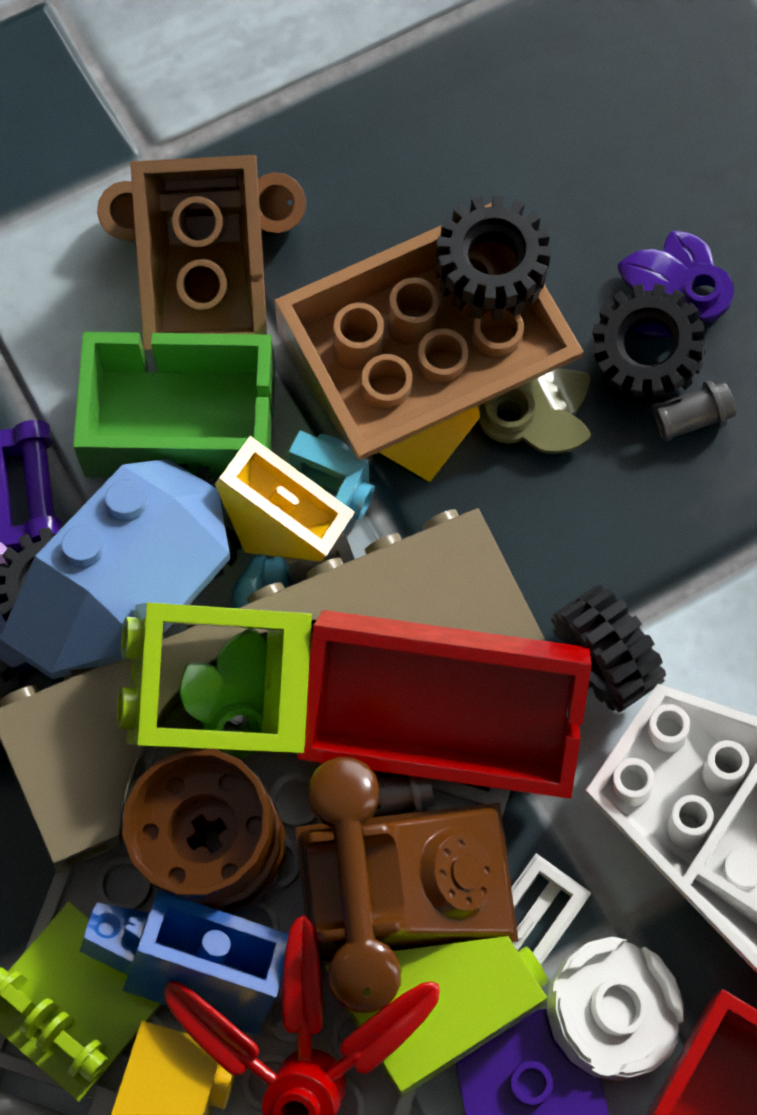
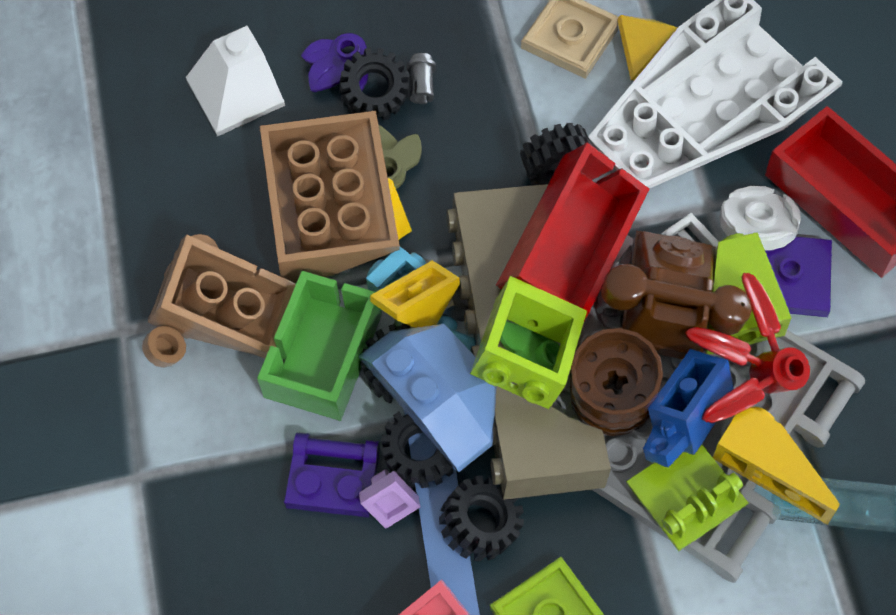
camera: 70 degrees left, 5 degrees down
(499, 226) = (300, 114): black tyre -> none
(590, 159) = (234, 82): none -> white slope

